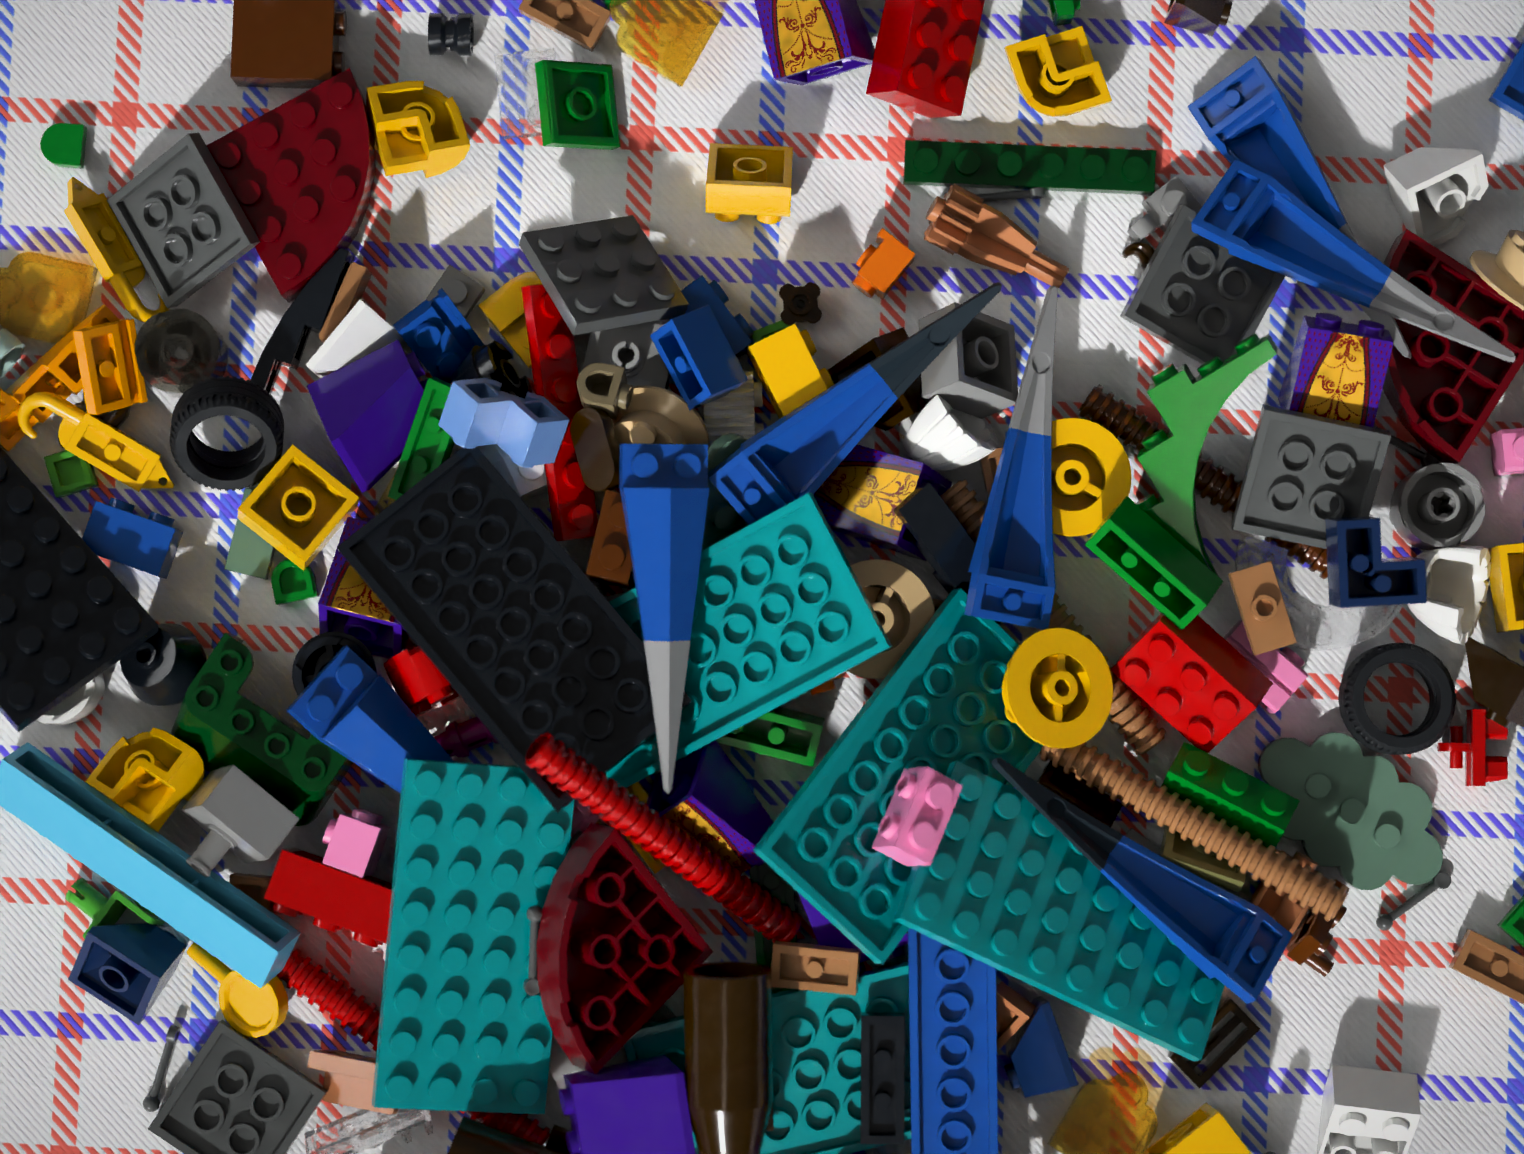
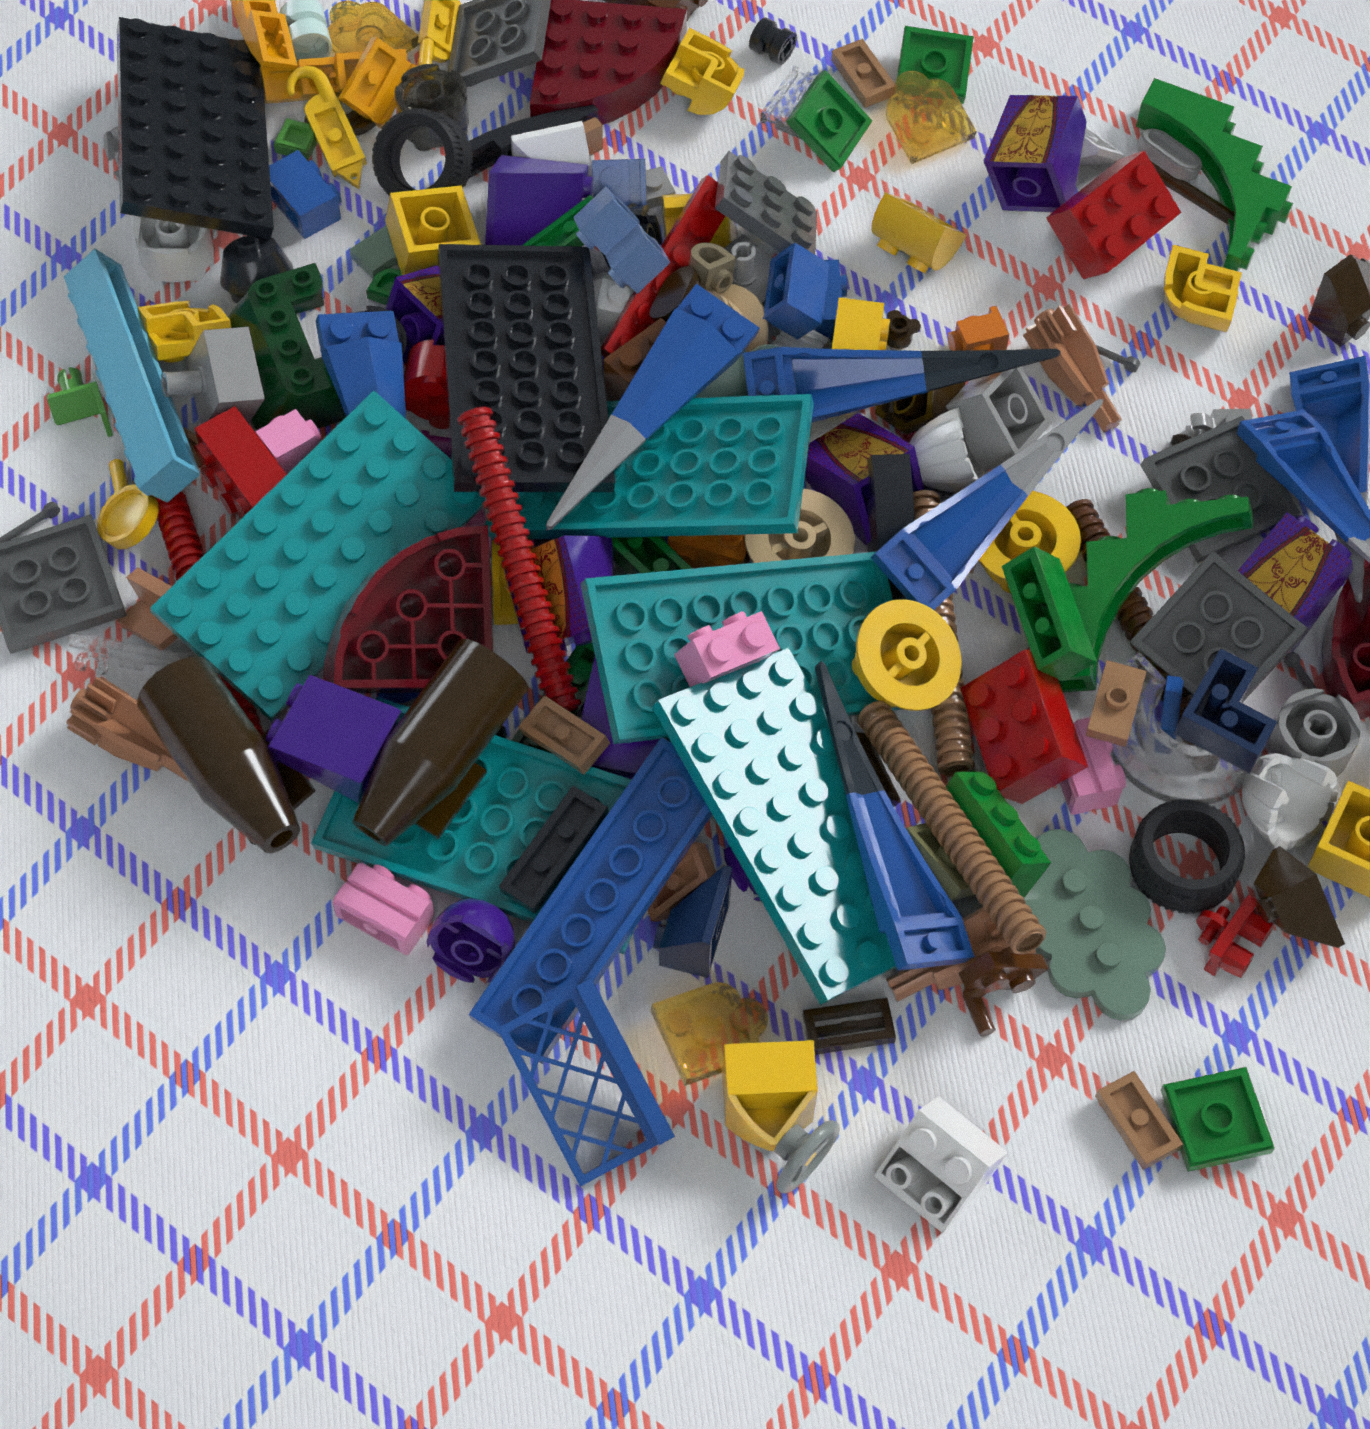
camera: 35 degrees right, 25 degrees down
(127, 966) = (60, 440): dark blue slope -> none
(531, 984) = (337, 607): dark grey hinge -> none
(1029, 167) = (1156, 354): dark green plate -> none
(1305, 570) = (1171, 705): none -> blue tile
(1441, 881) = (1132, 1027): dark grey hinge -> none

